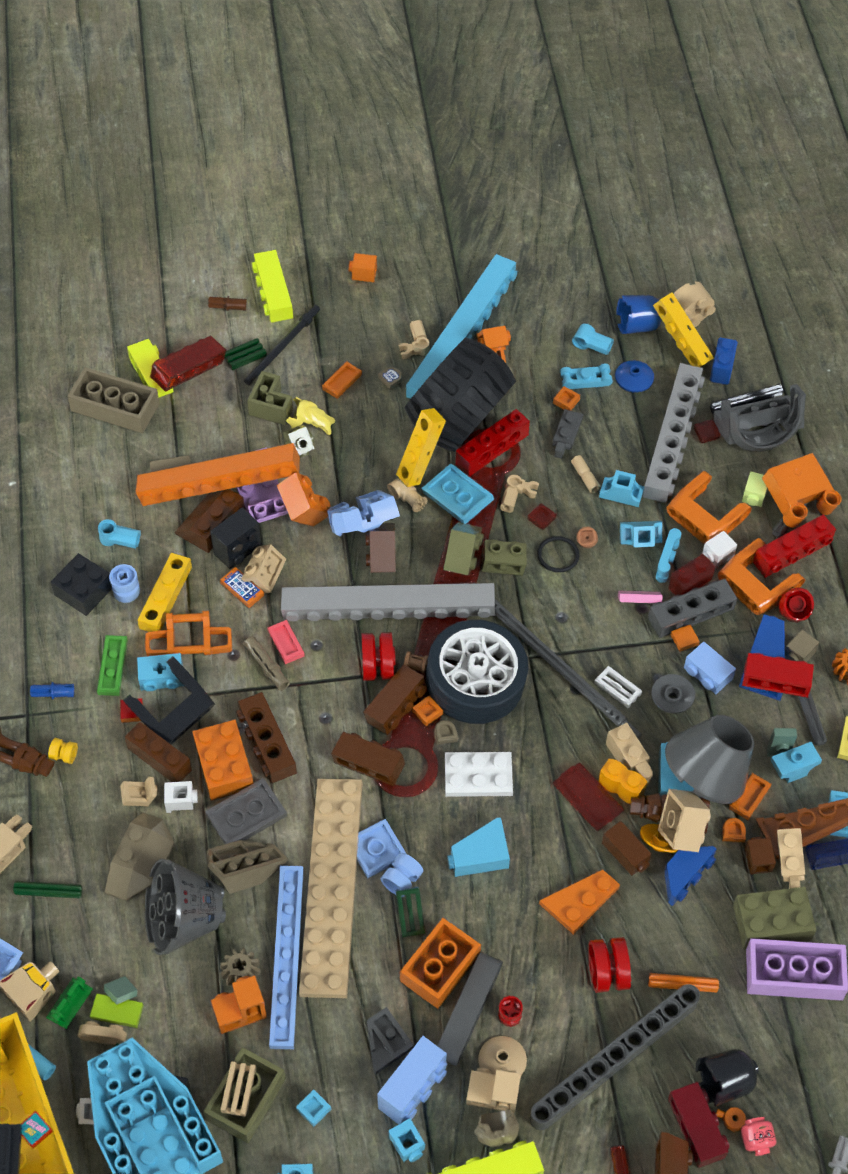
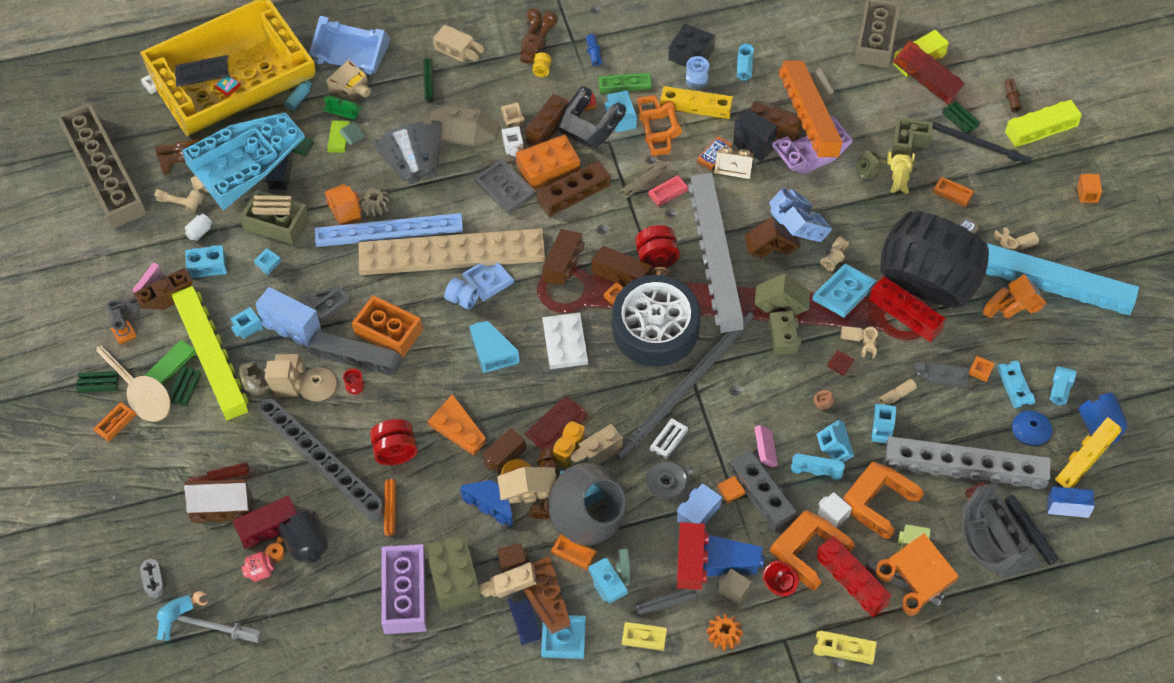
camera: 85 degrees right, 0 degrees up
(94, 1032) = (318, 134): tan plate -> none
(244, 864) = (454, 183): dark tan wedge -> none
(301, 501) = (797, 168): orange brick -> none
(407, 891) = (430, 305): dark green tile -> none
(421, 442) = (866, 237): yellow piece -> none
(445, 733) = (599, 311): dark tan tile -> none
(577, 554) = (802, 395): black piece -> none
(691, 575) = (796, 486): clear red brick -> none
(695, 302) = (1132, 465): tan brick -> none
(733, 830) = (537, 540): orange tile -> none

